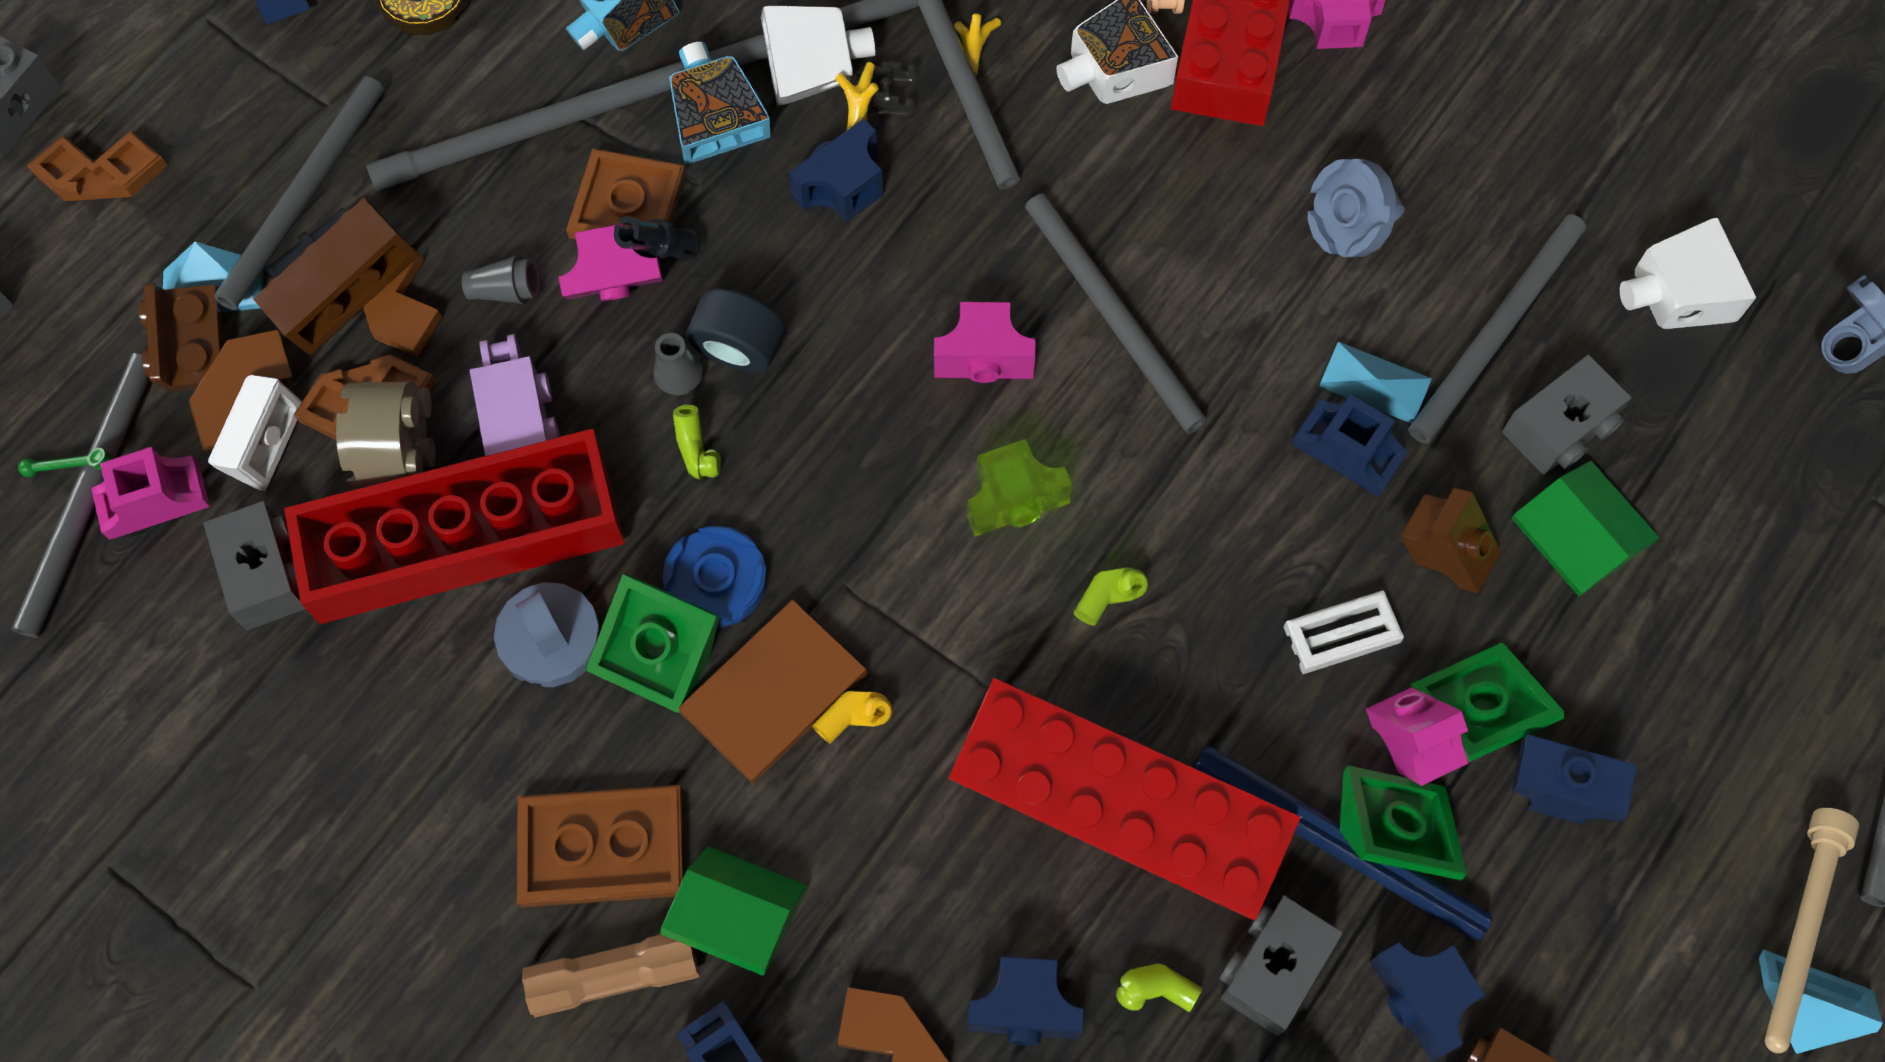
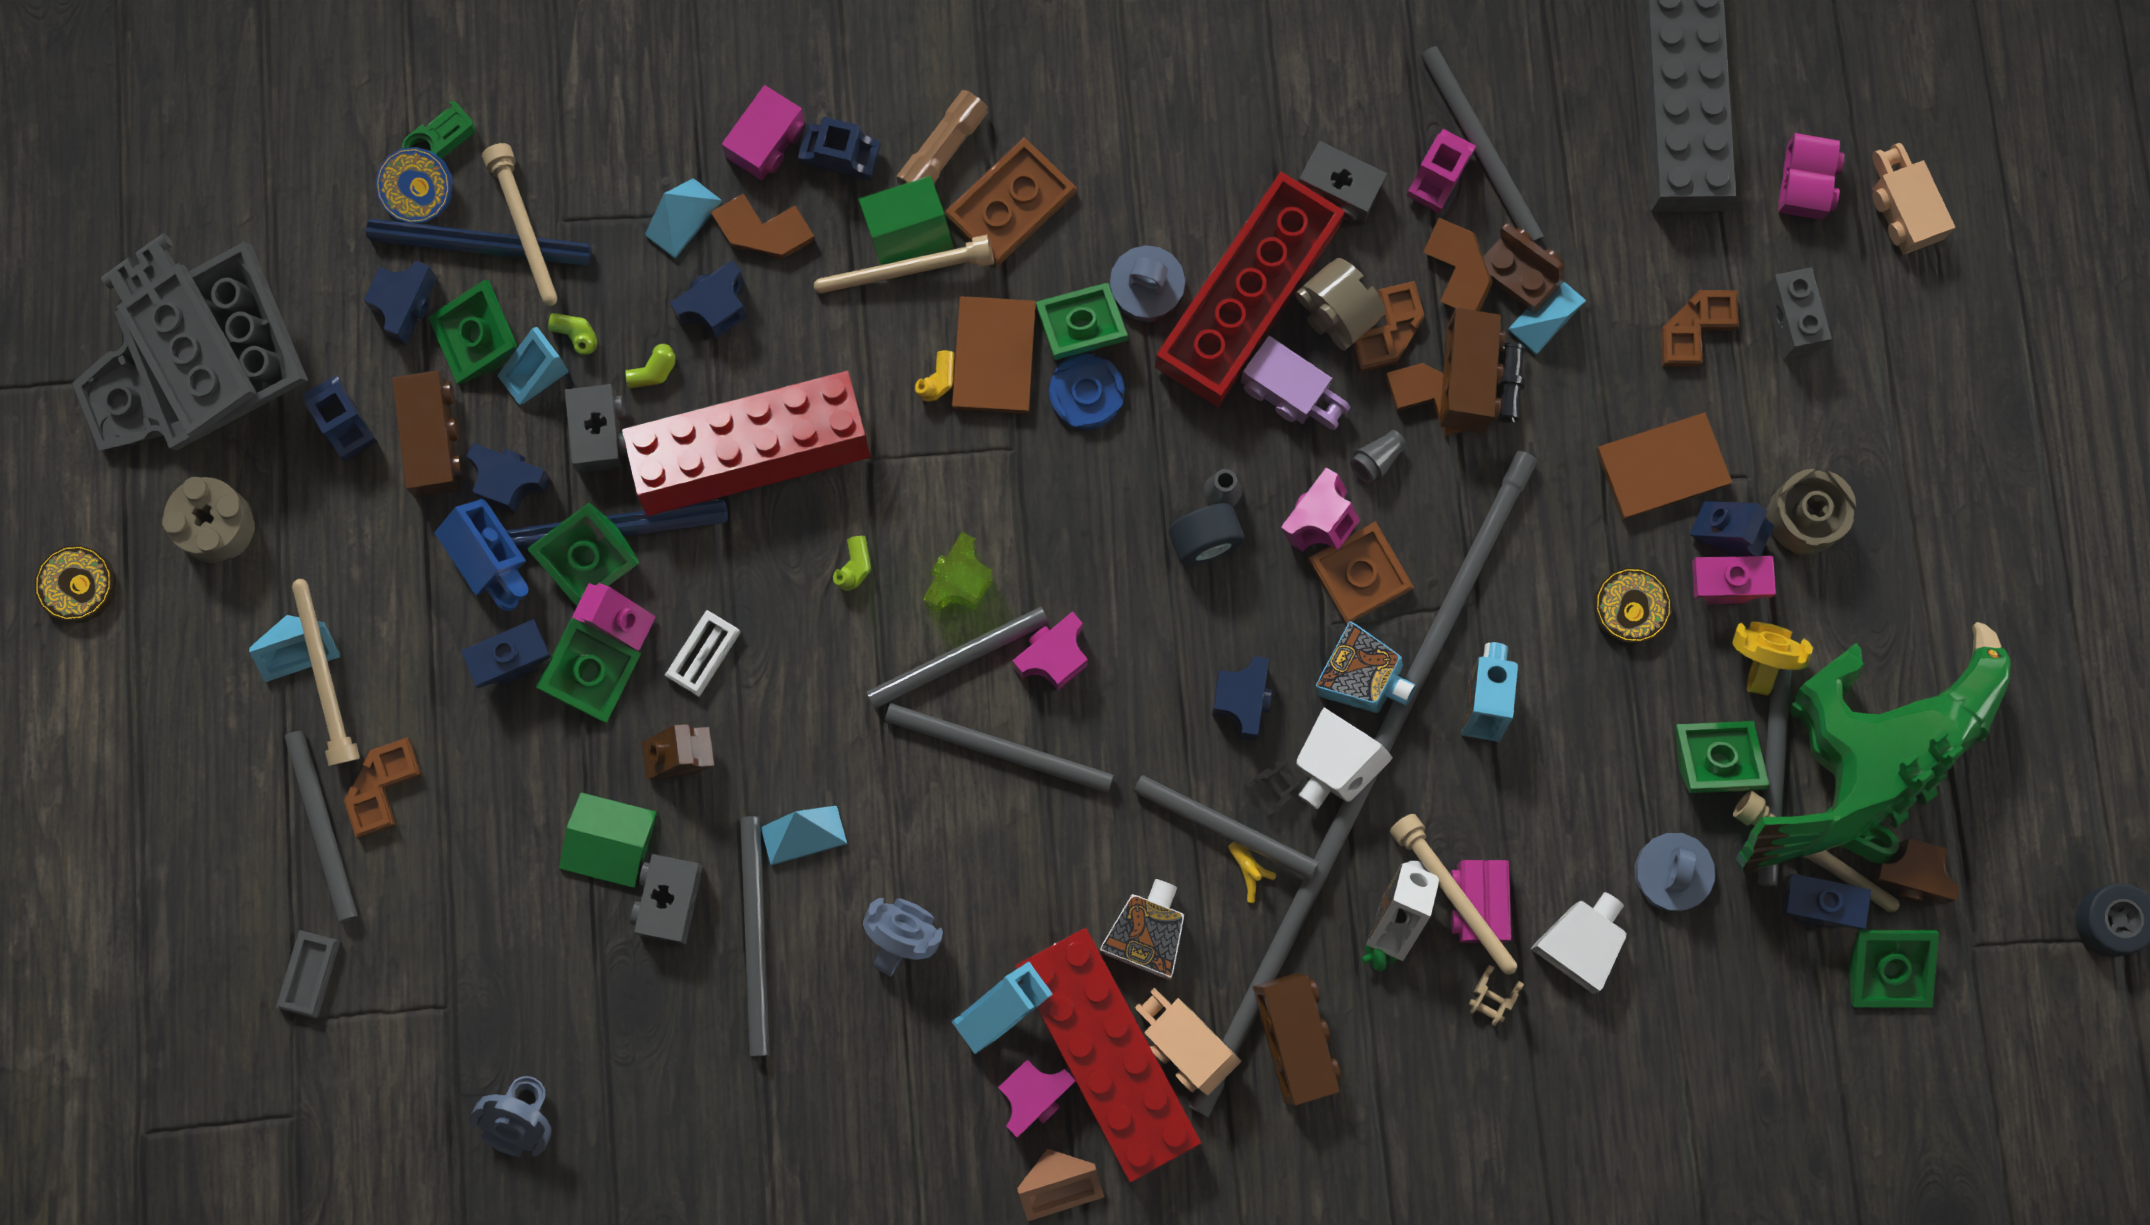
camera: 135 degrees right, 10 degrees up
(30, 467) = (1489, 161): green hinge -> none
(256, 431) = (1421, 251): white slope -> none
(265, 78) = (1663, 466): none -> dark orange tile
(298, 194) = (1555, 409): dark grey piece -> none
(656, 238) = (1305, 548): black pin -> none
(690, 442) = (1168, 451): lime arm -> none
(691, 805) = (975, 252): none -> tan piece
(859, 95) = (1278, 753): yellow bar -> none
(1082, 422) = (957, 657): none -> dark grey piece
(1316, 70) = (1002, 1007): none -> medium azure window
(1353, 442) = (784, 769): dark blue brick -> none
(1518, 917) = (484, 553): none -> blue brick
(1690, 280) = (658, 1064): white torso -> none
(1830, 764) = (367, 799): none -> dark orange tile

